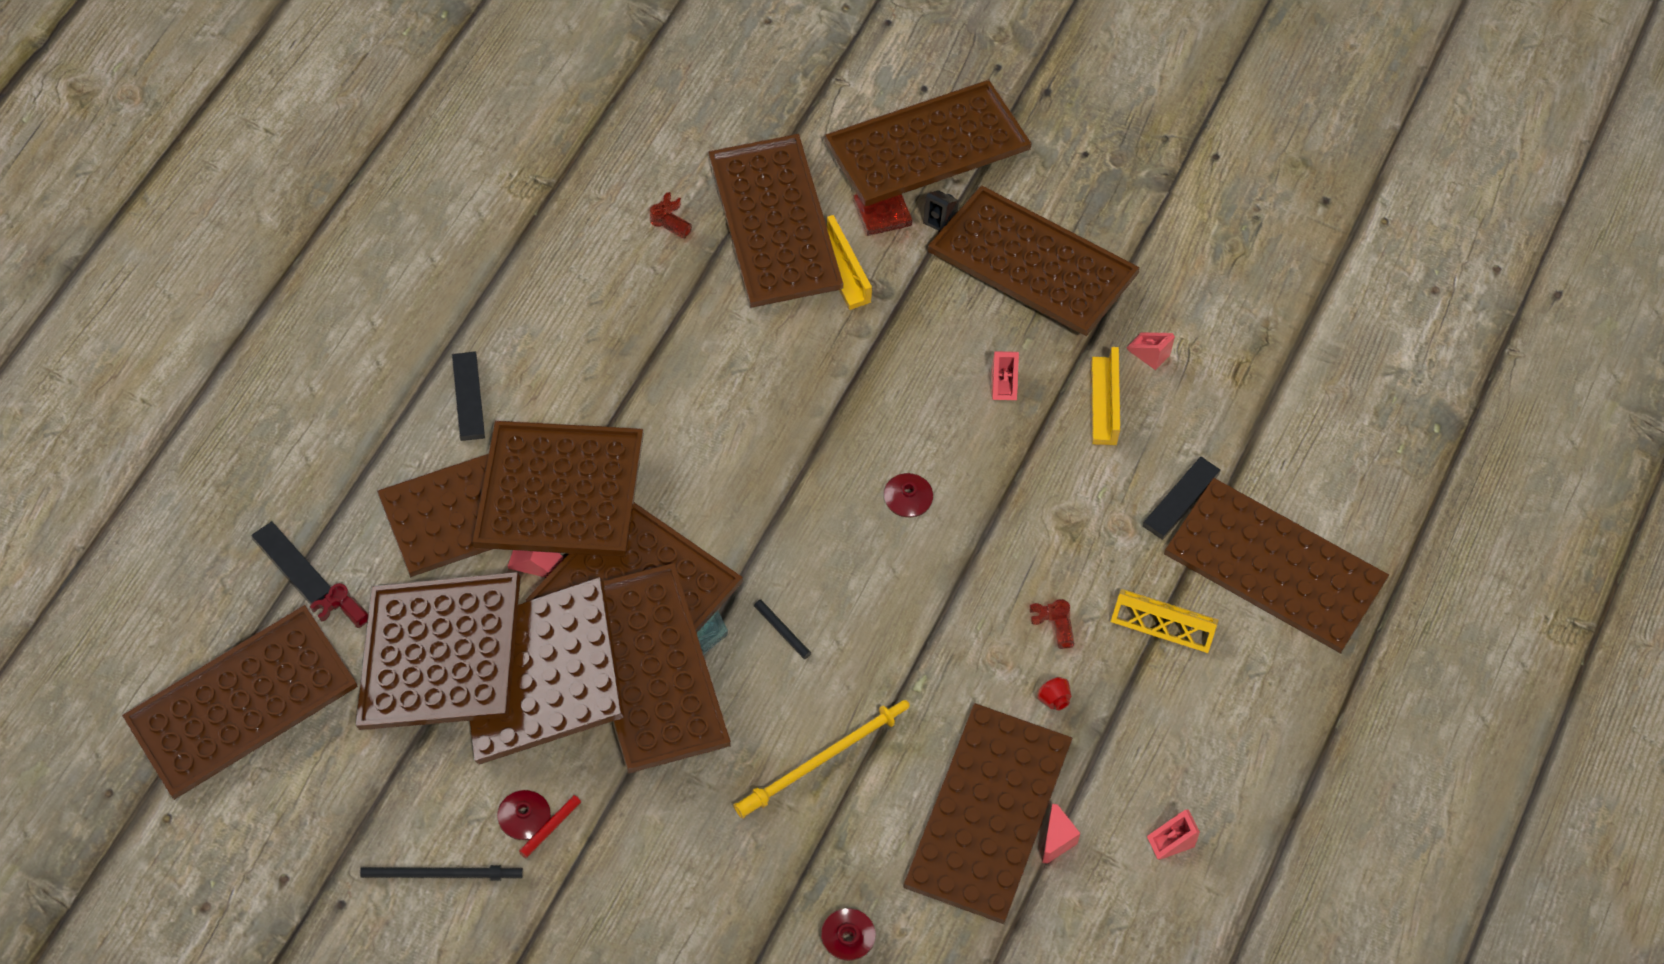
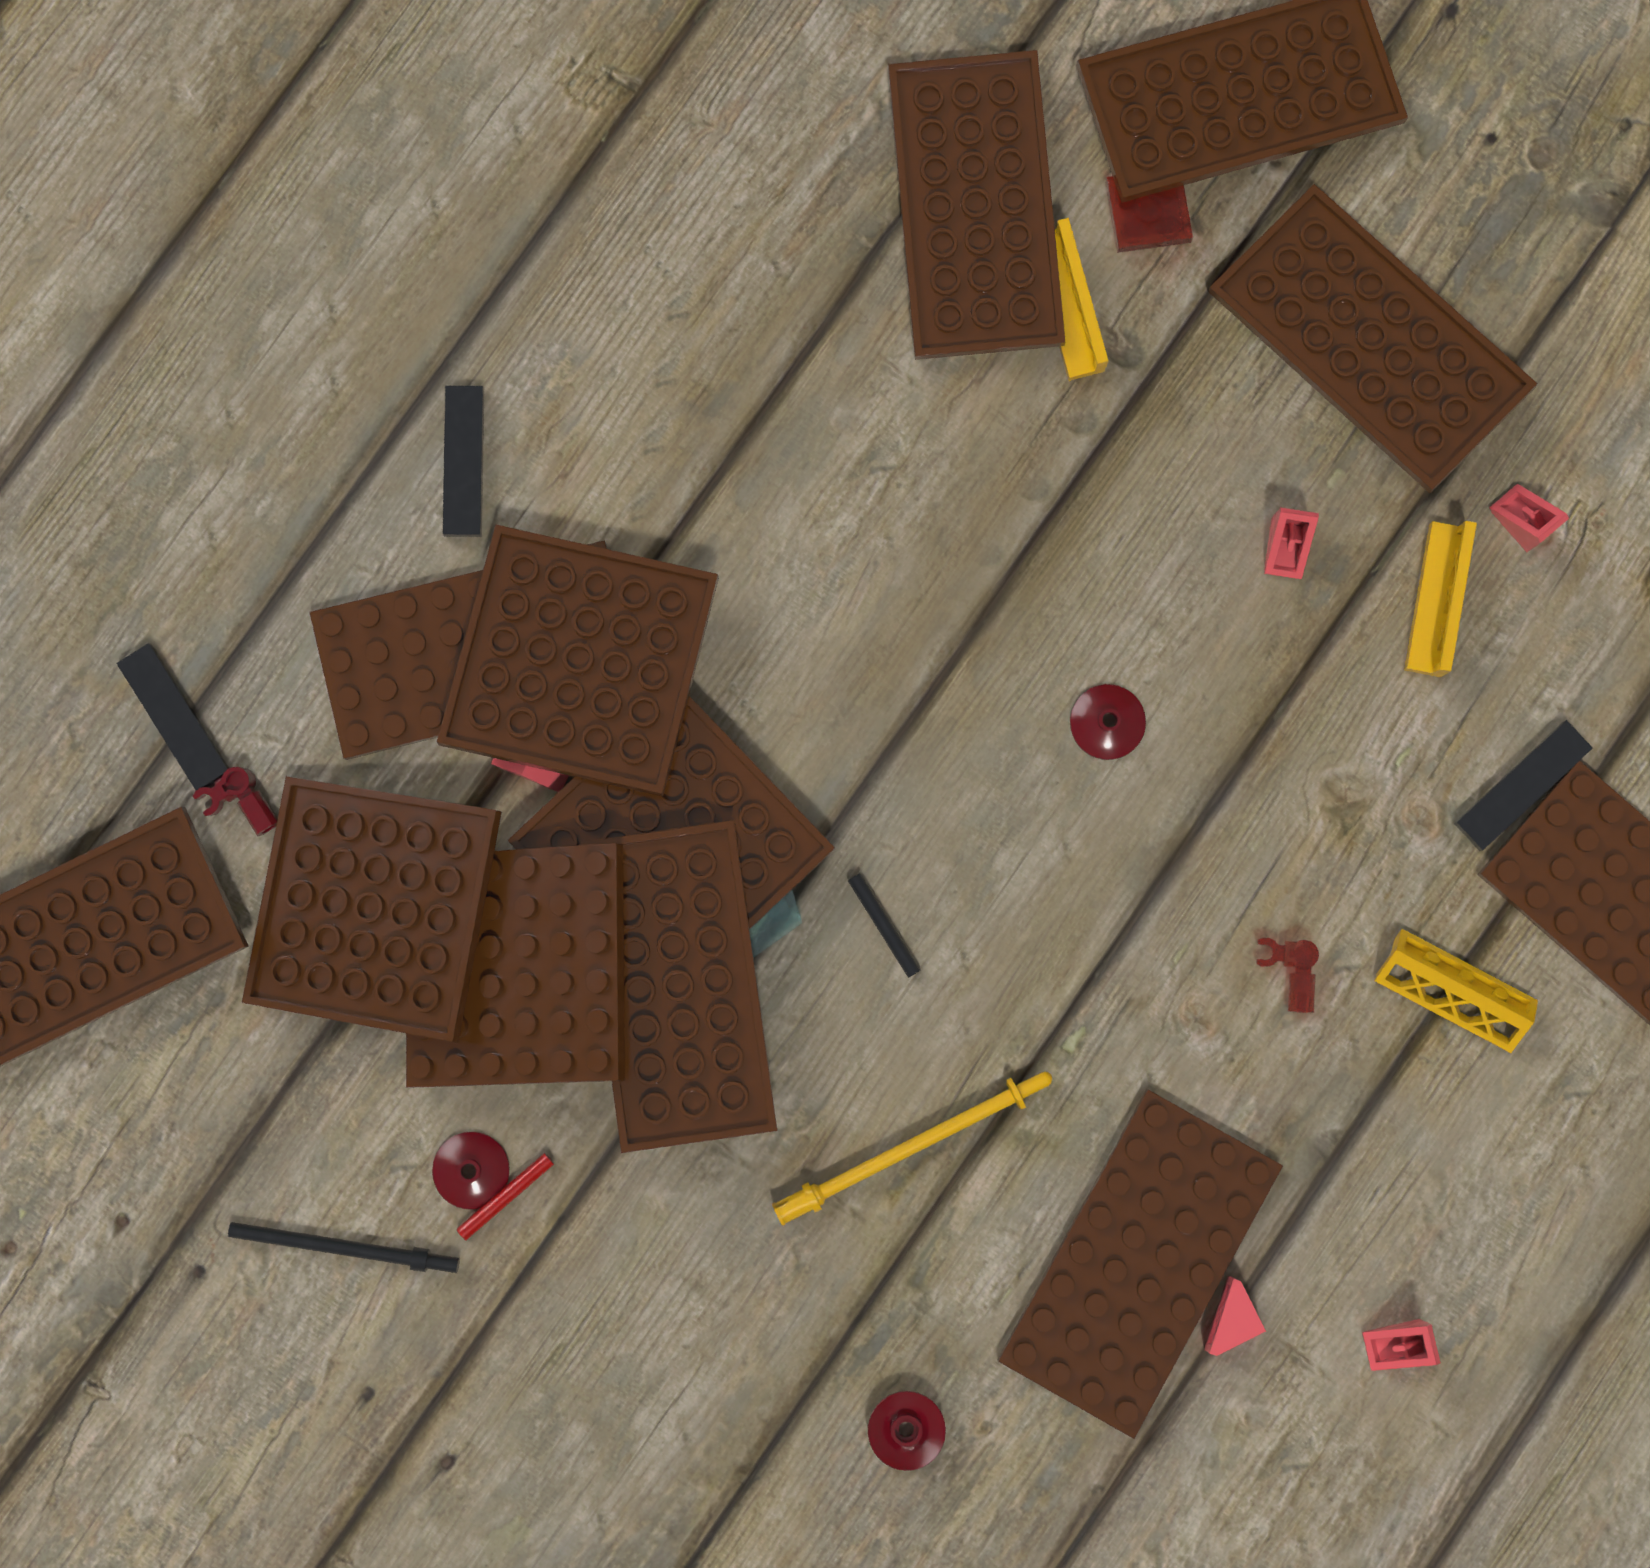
camera: 10 degrees right, 25 degrees up
(662, 215) = (797, 171): clear red bar -> none
(939, 209) = (1241, 223): black slope -> none
(1055, 693) = (1271, 1095): red cone -> none

